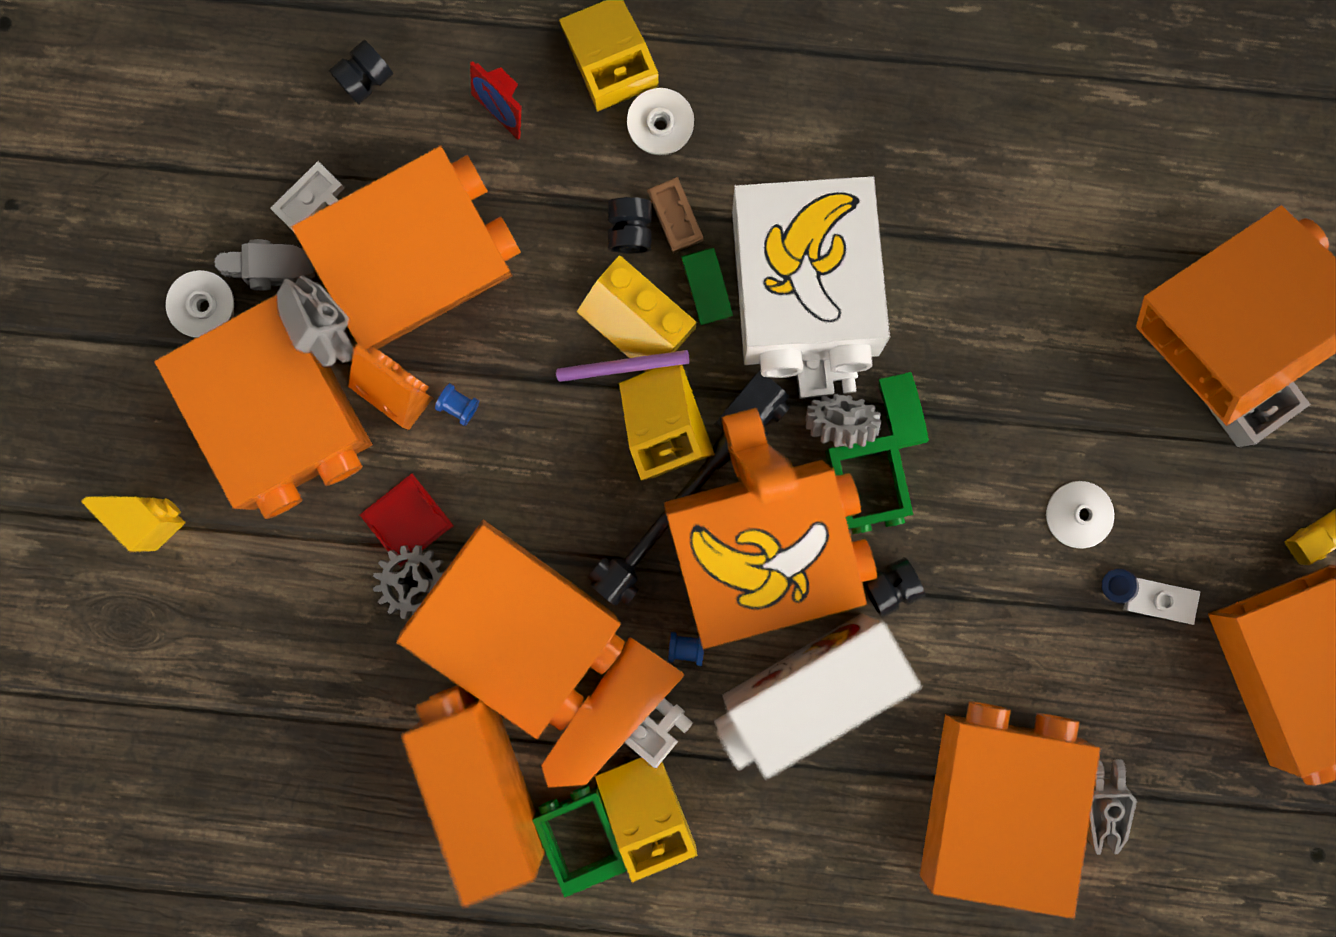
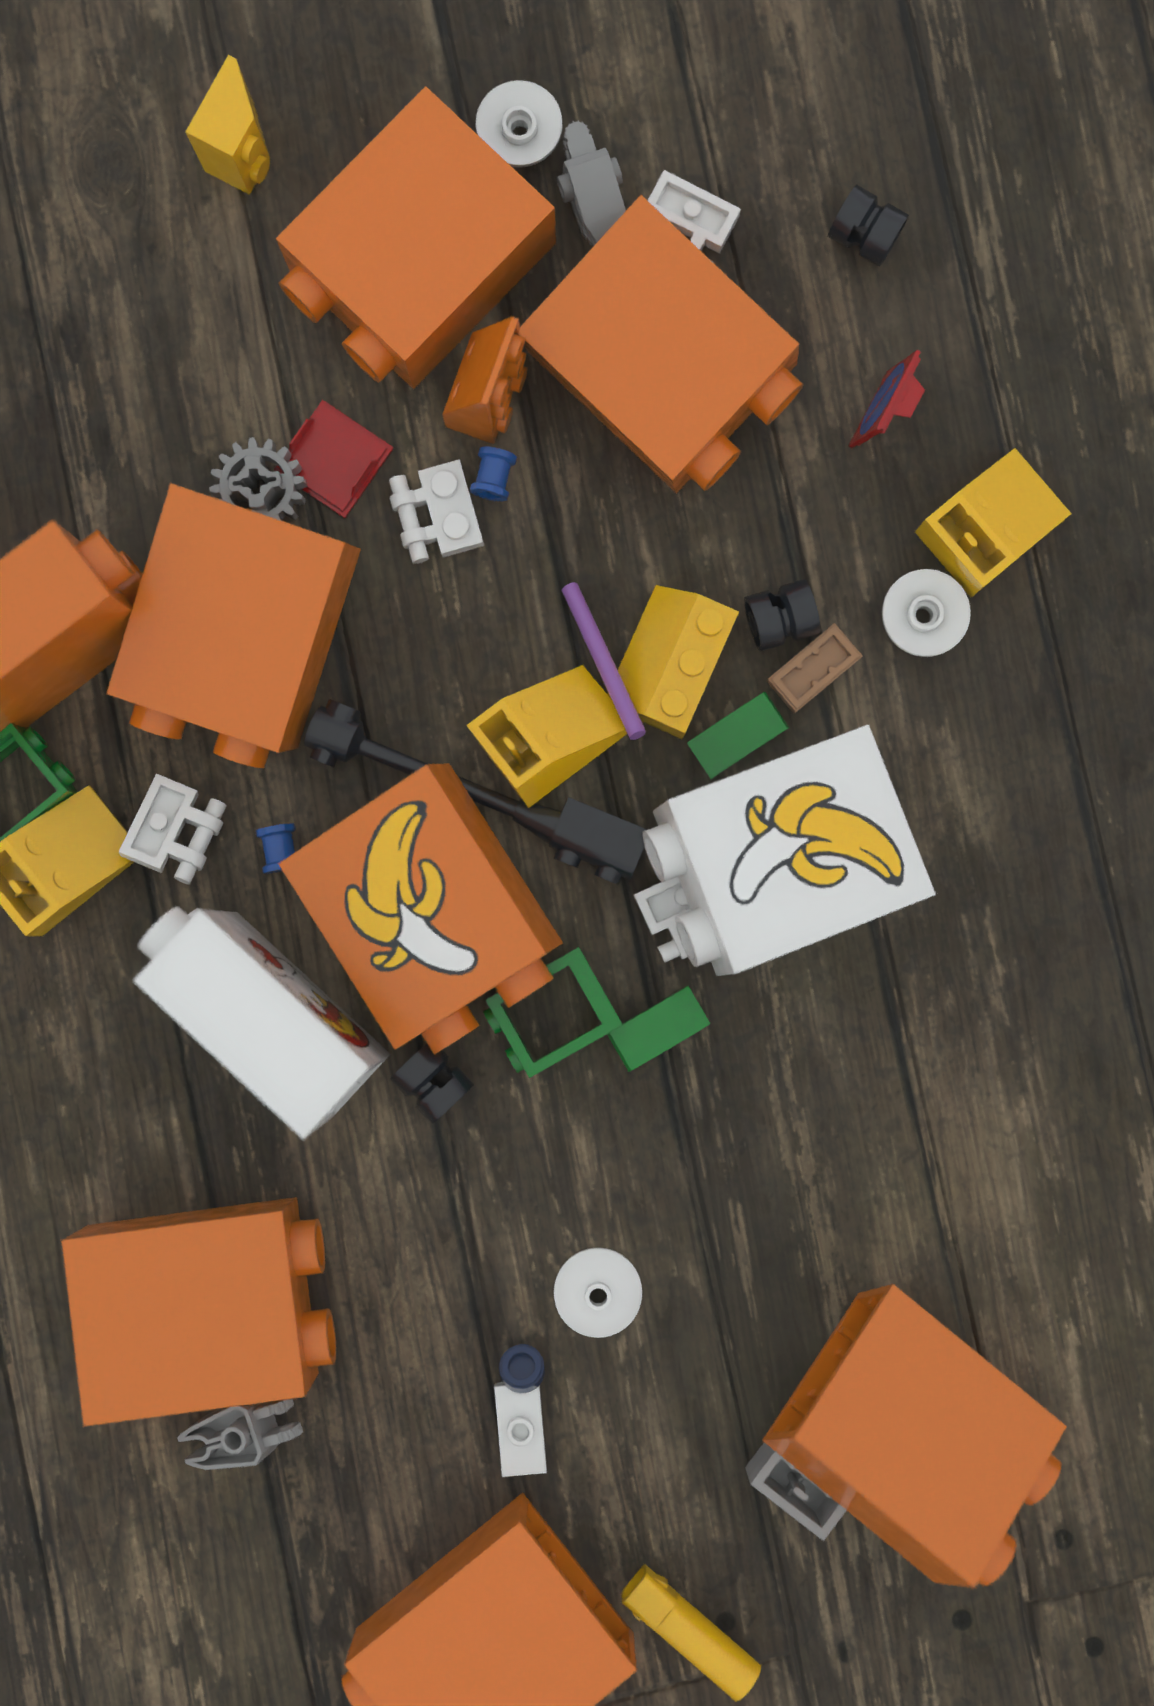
camera: 75 degrees right, 0 degrees up
(314, 321) = (533, 260): light grey hinge -> none
(473, 445) = (449, 507): none -> white plate
(610, 715) = (166, 778): orange panel -> none
(755, 461) = (534, 854): orange beam -> none
(843, 421) = (619, 954): light grey gear -> none

